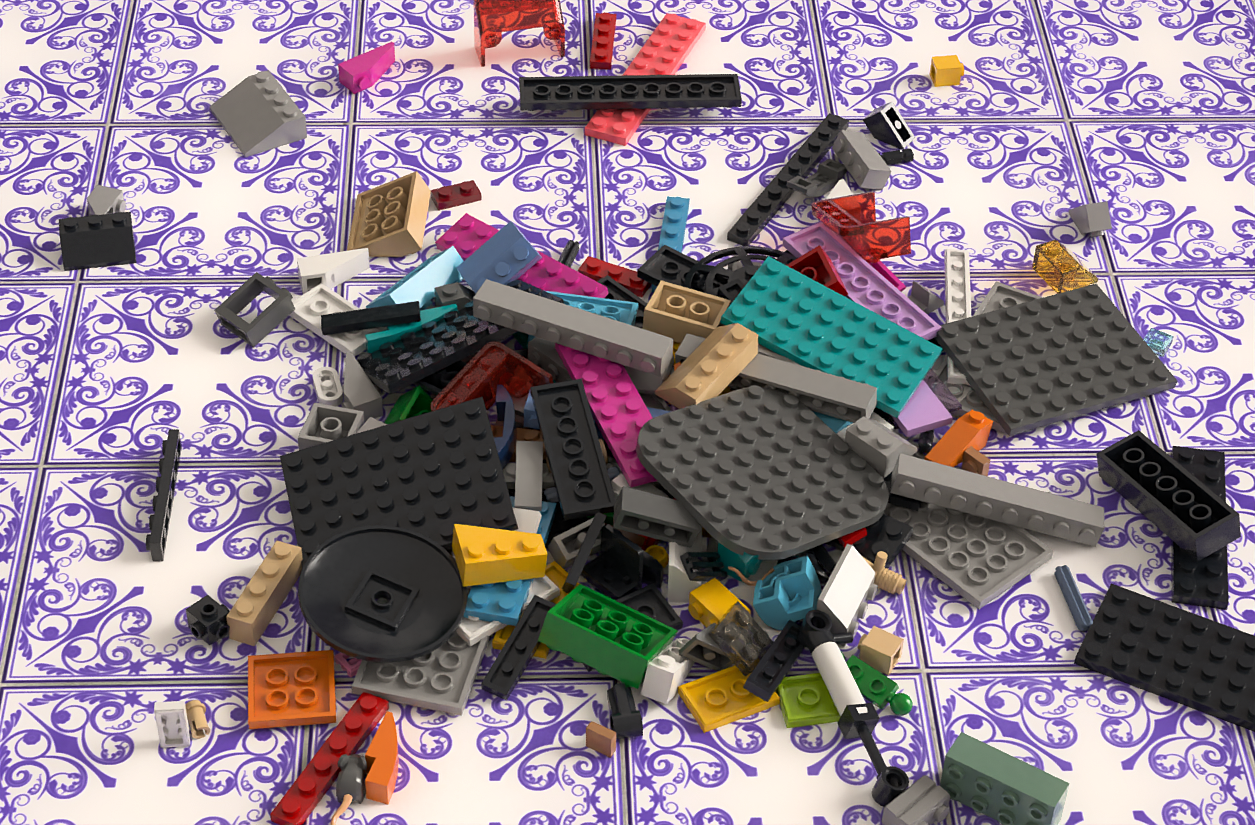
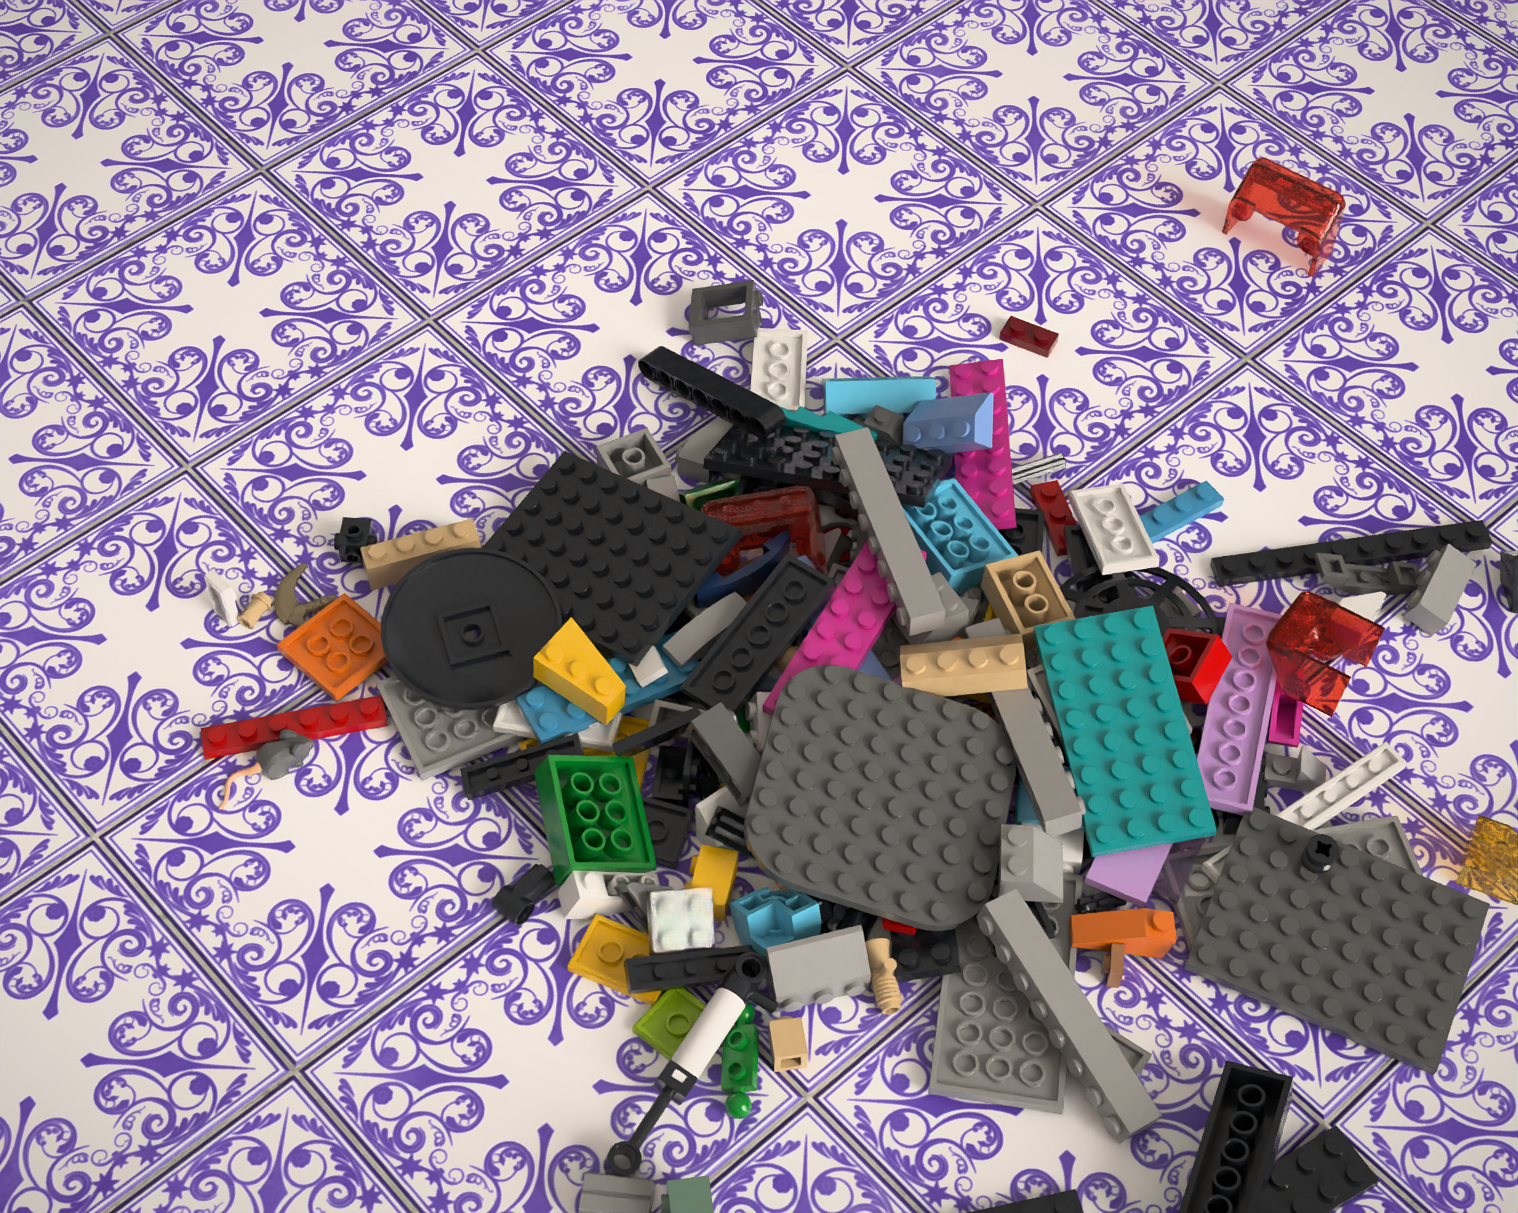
camera: 50 degrees right, 10 degrees up
(97, 241) = (697, 163): black slope -> none
(105, 201) = (740, 138): light grey slope -> none
(163, 501) = (465, 414): black plate -> none
(216, 700) = (286, 604): none -> dark tan piece
(259, 115) = (966, 143): light grey slope -> none
(321, 354) = (712, 392): none -> black beam
(327, 386) = (691, 423): white plate -> none
(331, 268) = (832, 324): white slope -> none
(366, 68) = (1113, 163): dark pink slope -> none
(370, 318) = (793, 391): black tile -> none
(382, 762) = (320, 761): orange slope -> none
(391, 217) = (941, 317): tan slope -> none
(601, 739) = (479, 897): medium nougat tile -> none
(603, 41) = (1366, 287): red plate -> none
(629, 92) = (1307, 356): black plate -> none
(659, 56) = (1355, 353): coral plate -> none
(668, 248) = (1113, 529): none -> white tile
(897, 157) = (1484, 612): black axle -> none
(1003, 318) = (1317, 861): none -> black wheel
(1073, 598) = (1024, 1166): sand blue axle -> none
(1158, 341) = (1478, 1015): clear light blue plate -> none

